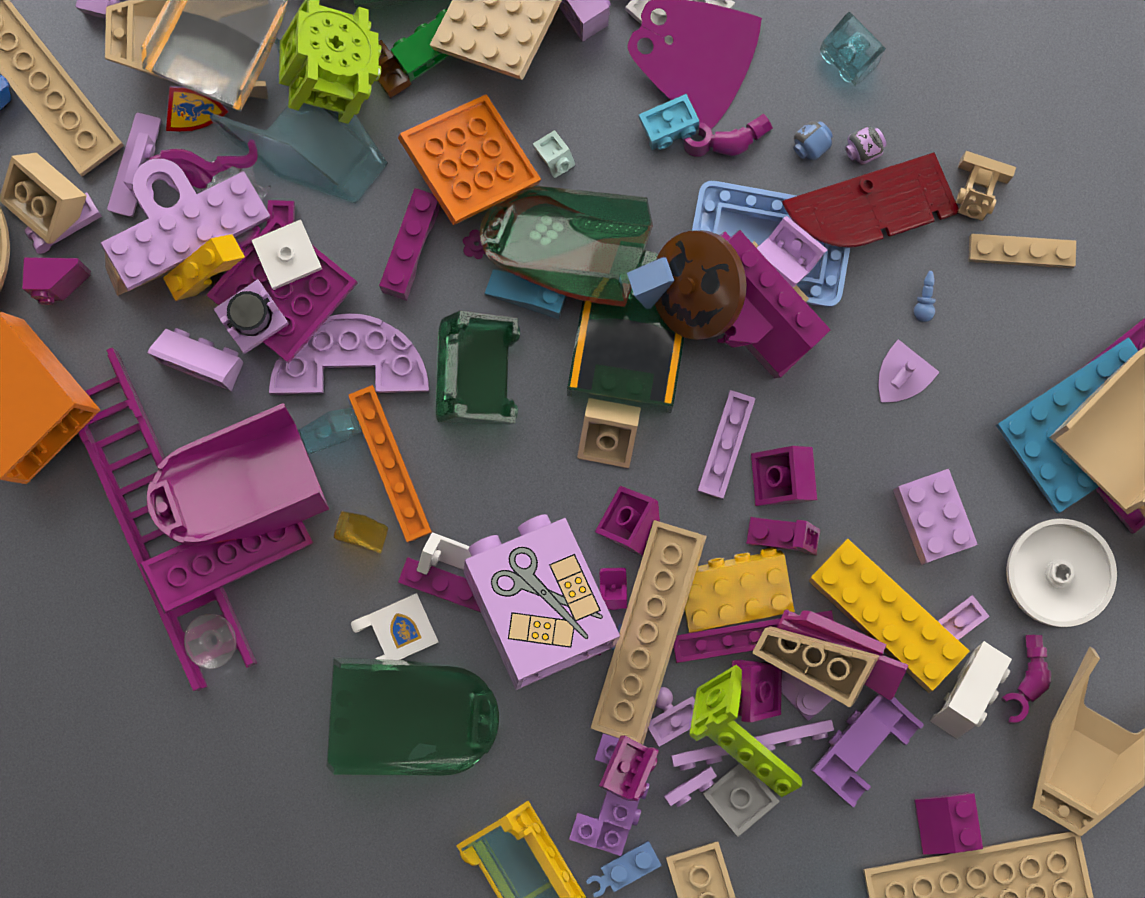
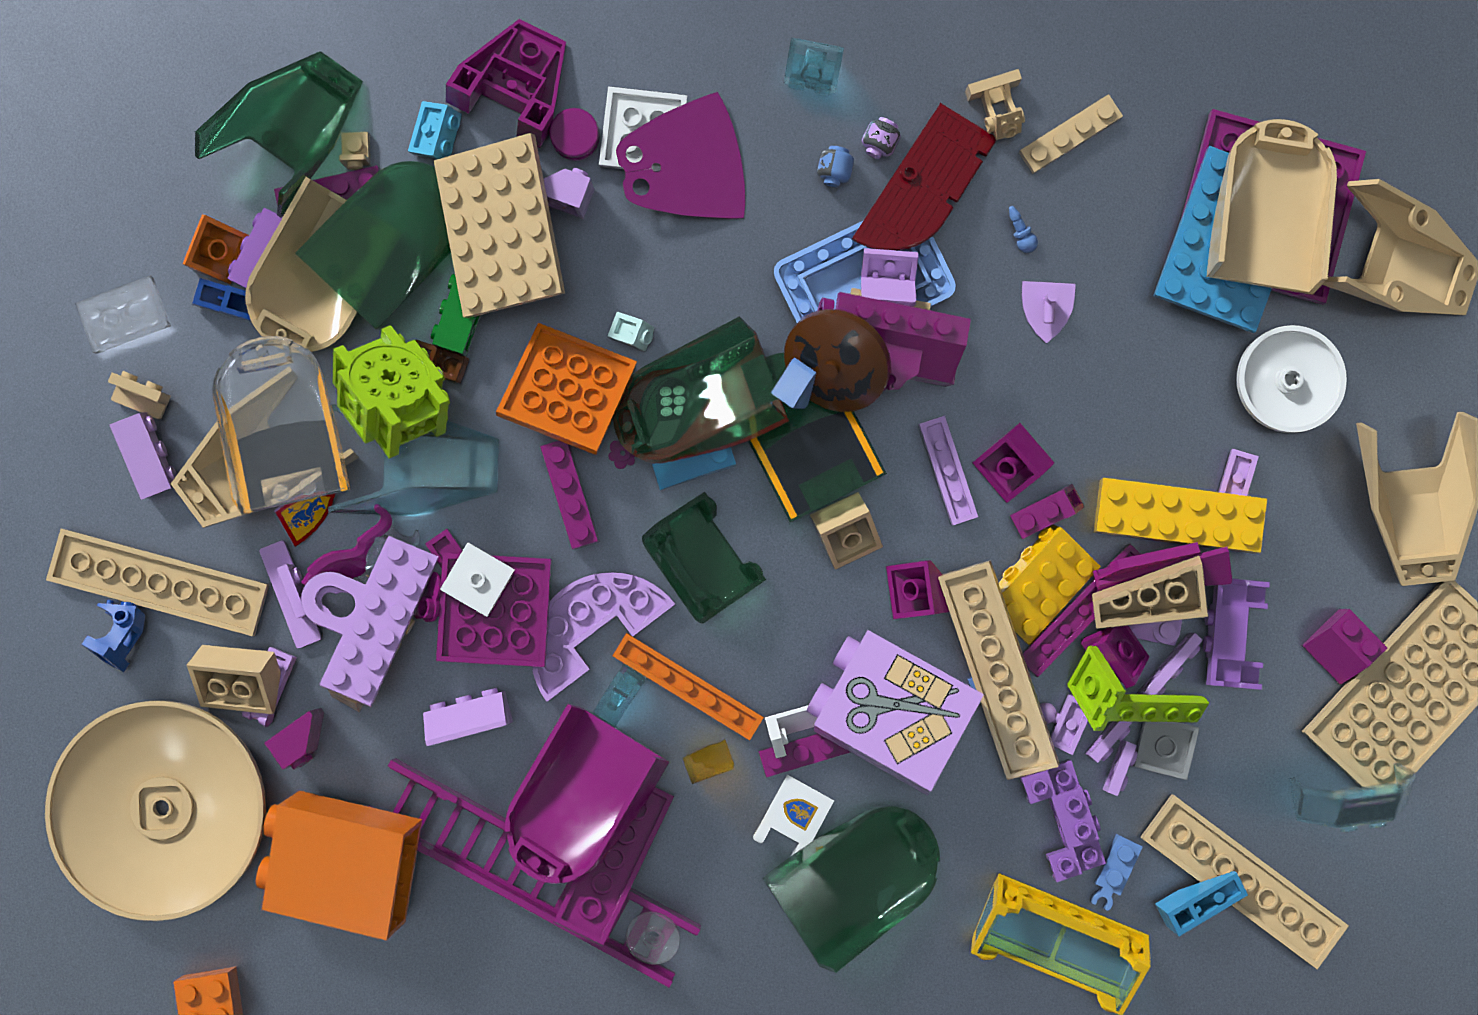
camera: 35 degrees left, 5 degrees up
(195, 271) = (416, 640): yellow arch -> none
(250, 314) = (485, 652): piece -> none
(614, 587) = (944, 654): magenta bracket -> none
(629, 769) = (1066, 792): magenta bracket -> none
(669, 122) = (707, 236): medium azure bracket -> none
(728, 142) = (768, 217): magenta piece -> none
(935, 516) = (1158, 407): lavender brick -> none
(973, 691) = (1289, 526): white wedge -> none
(1036, 679) = (1331, 480): magenta piece -> none

